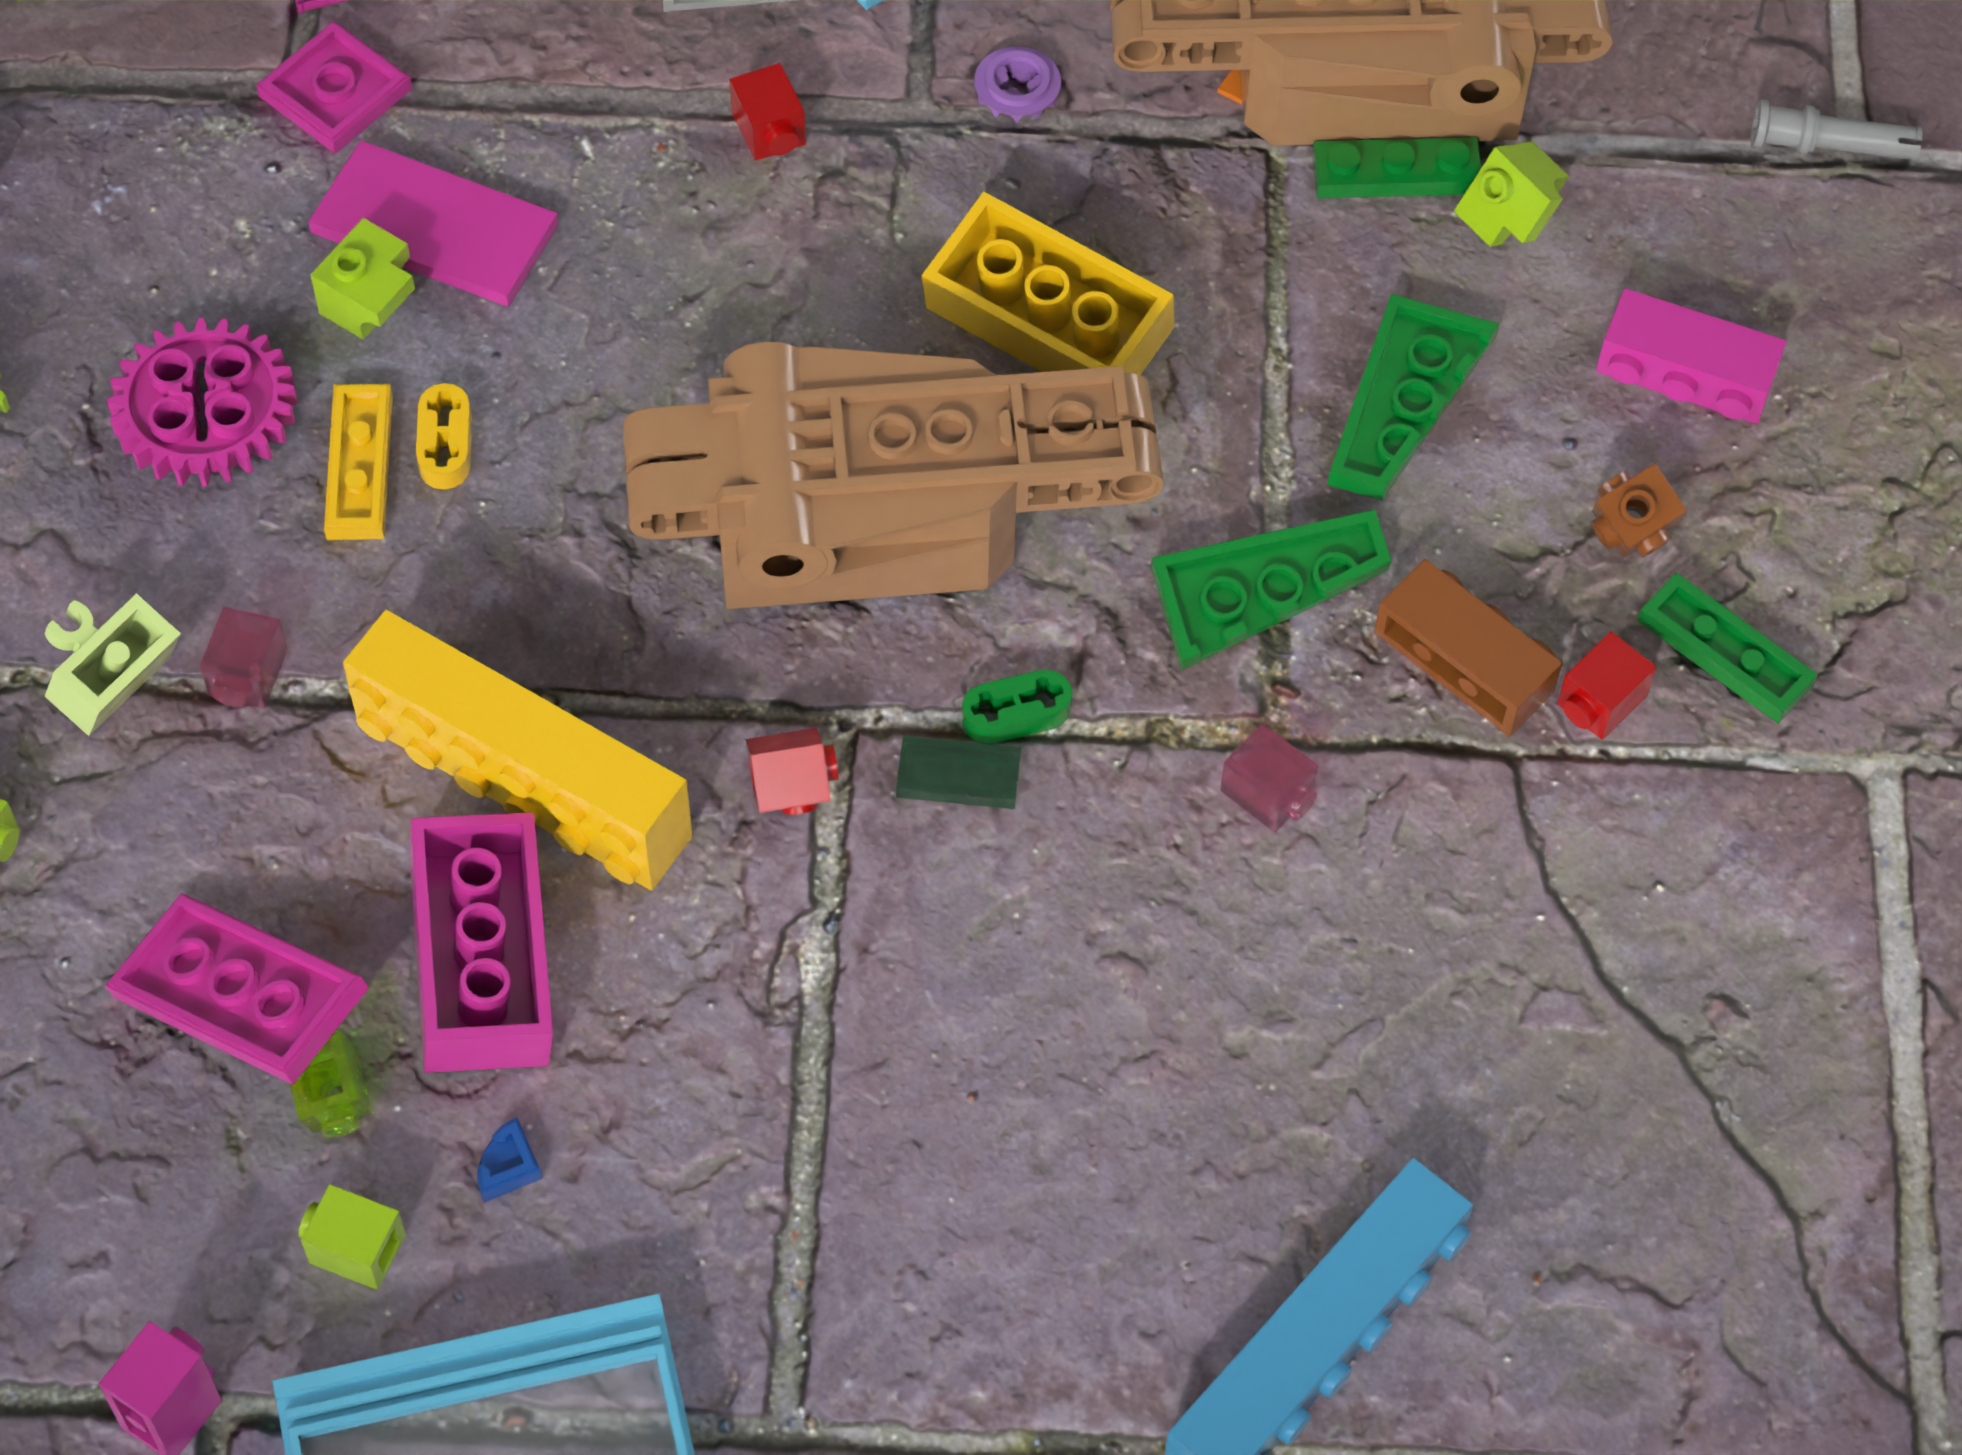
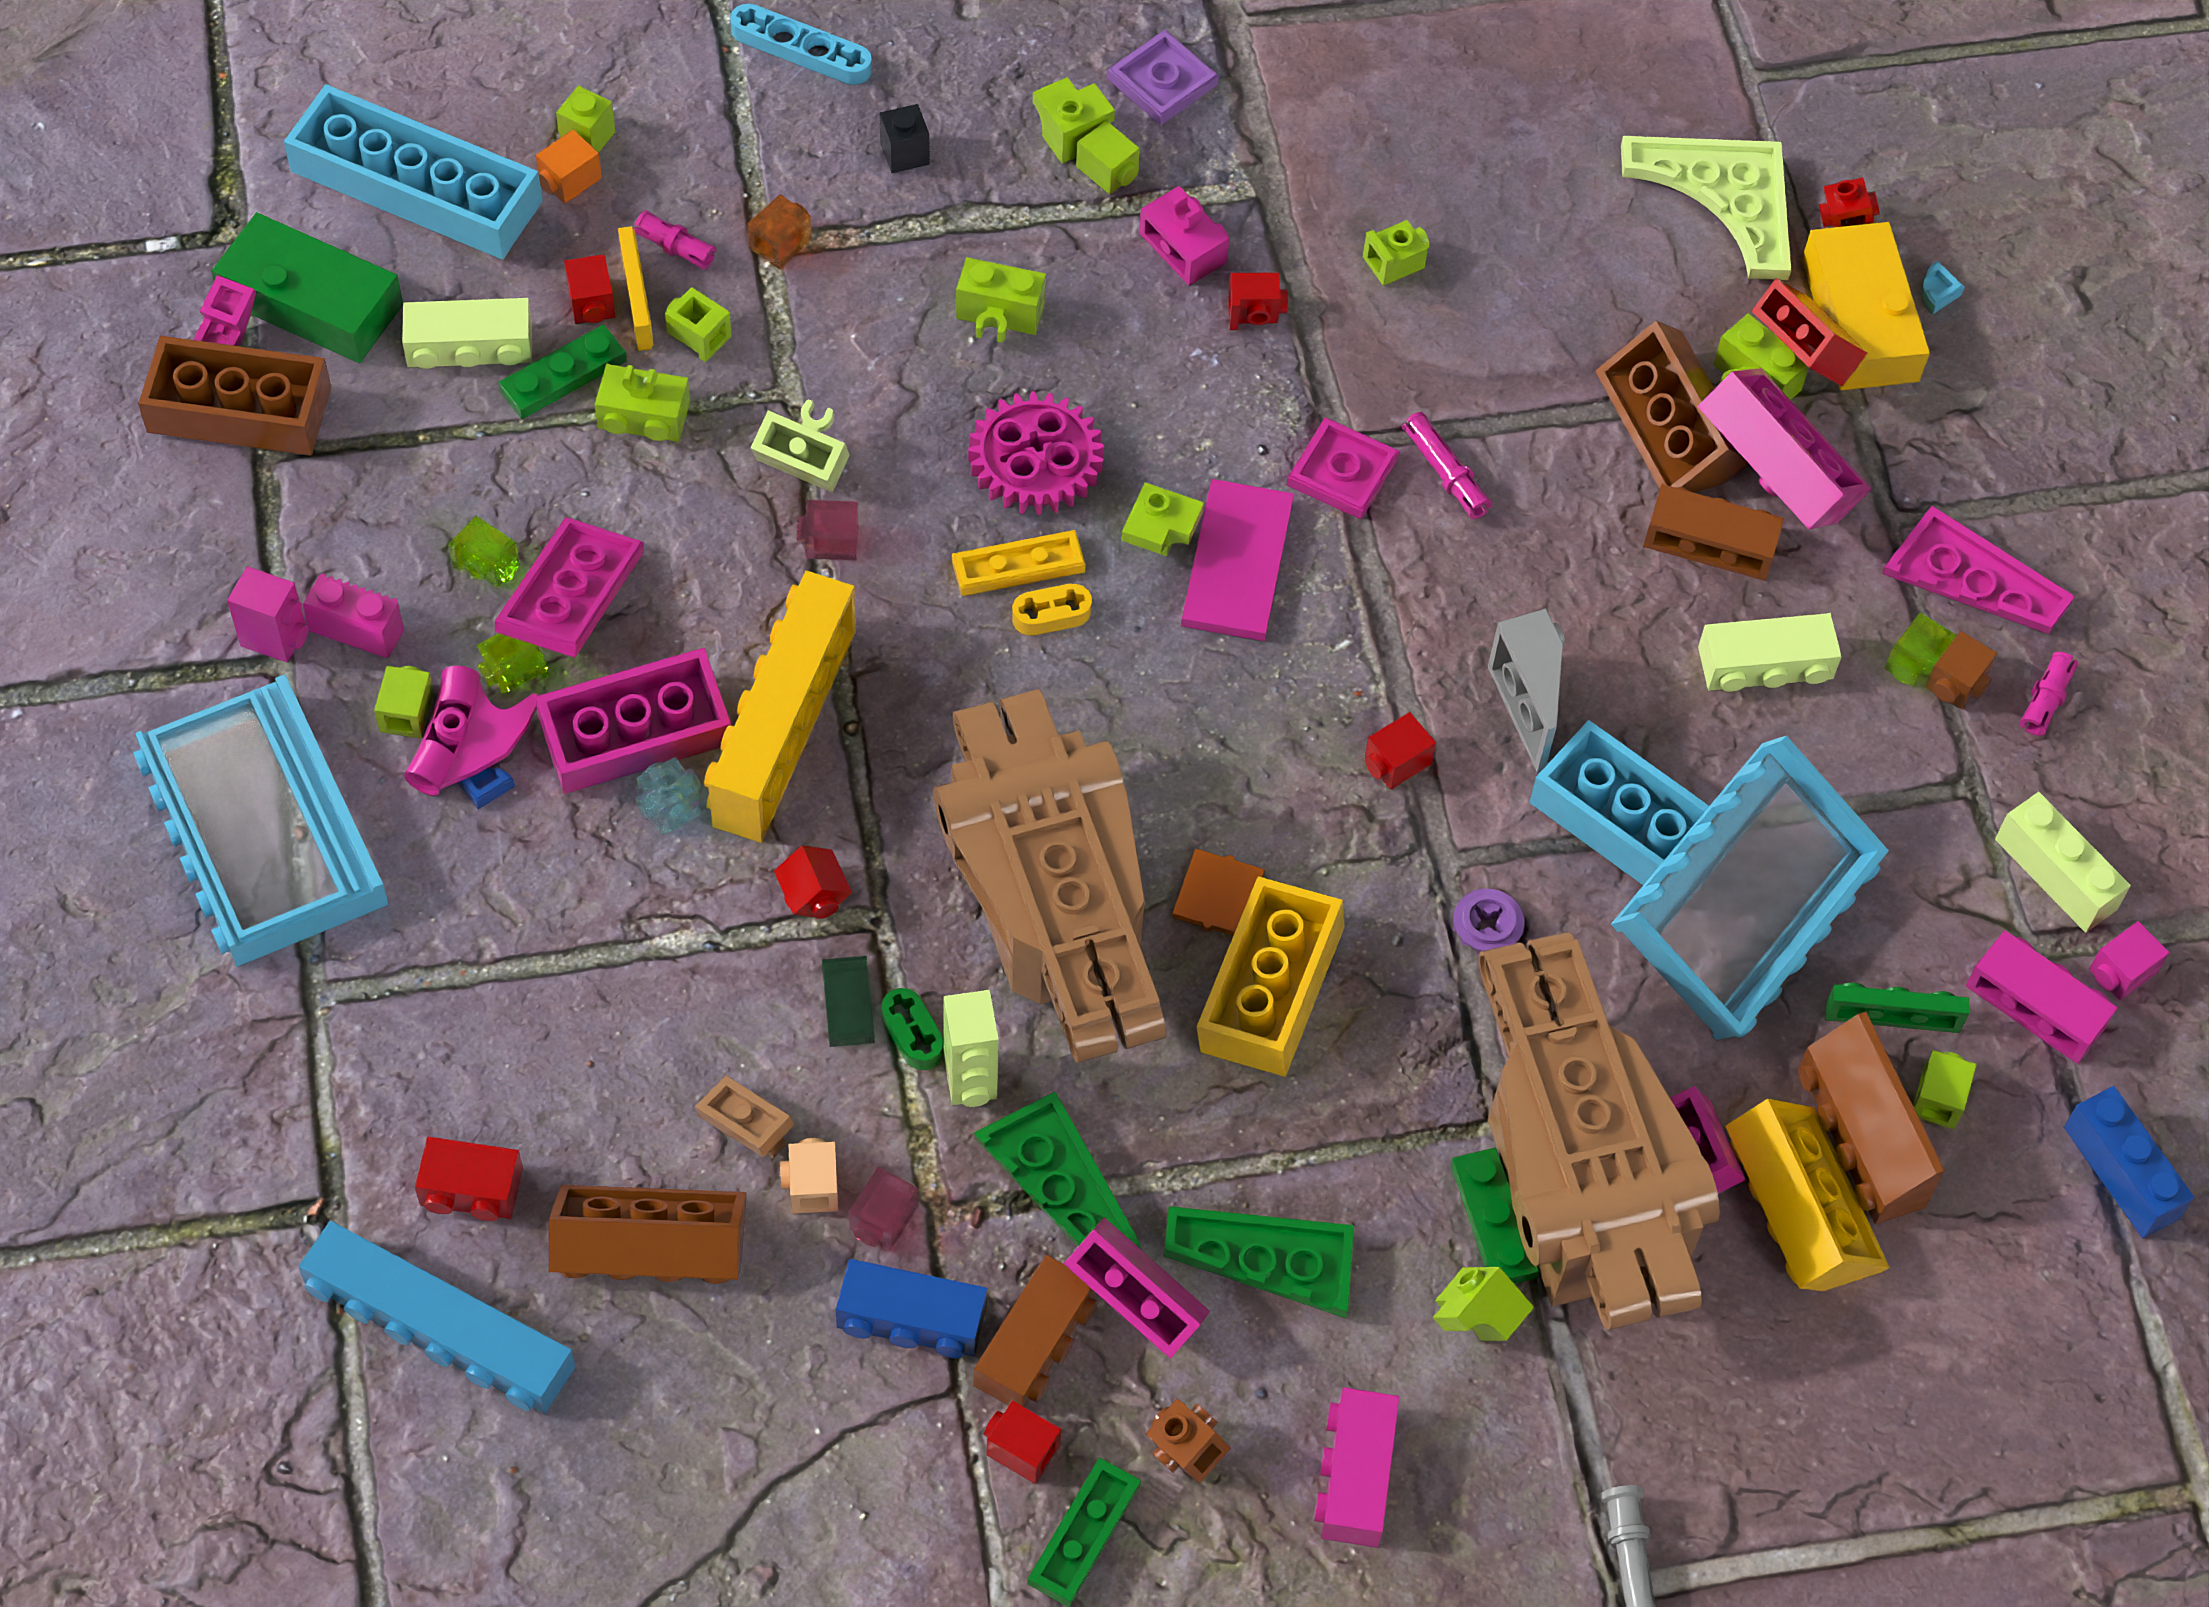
camera: 75 degrees right, 0 degrees up
(51, 116) = (1255, 299): none -> red brick
(137, 1092) = (484, 552): none -> clear neon green brick
(192, 1276) = (353, 616): none -> dark pink brick
(427, 1164) = (465, 732): none -> dark pink pin
(606, 919) = (668, 795): none -> clear light blue brick
(906, 328) = (1215, 891): none -> orange piece
(1101, 614) = (971, 1048): none -> yellowish green brick
(1109, 909) = (745, 1117): none -> medium nougat plate
(1125, 1260) = (468, 1178): none -> red brick
(1206, 849) = (811, 1176): none -> light nougat brick
(1245, 1053) = (647, 1233): none -> dark orange slope
(1411, 773) = (911, 1309): none -> blue brick
(1444, 514) = (1137, 1287): none -> dark pink brick

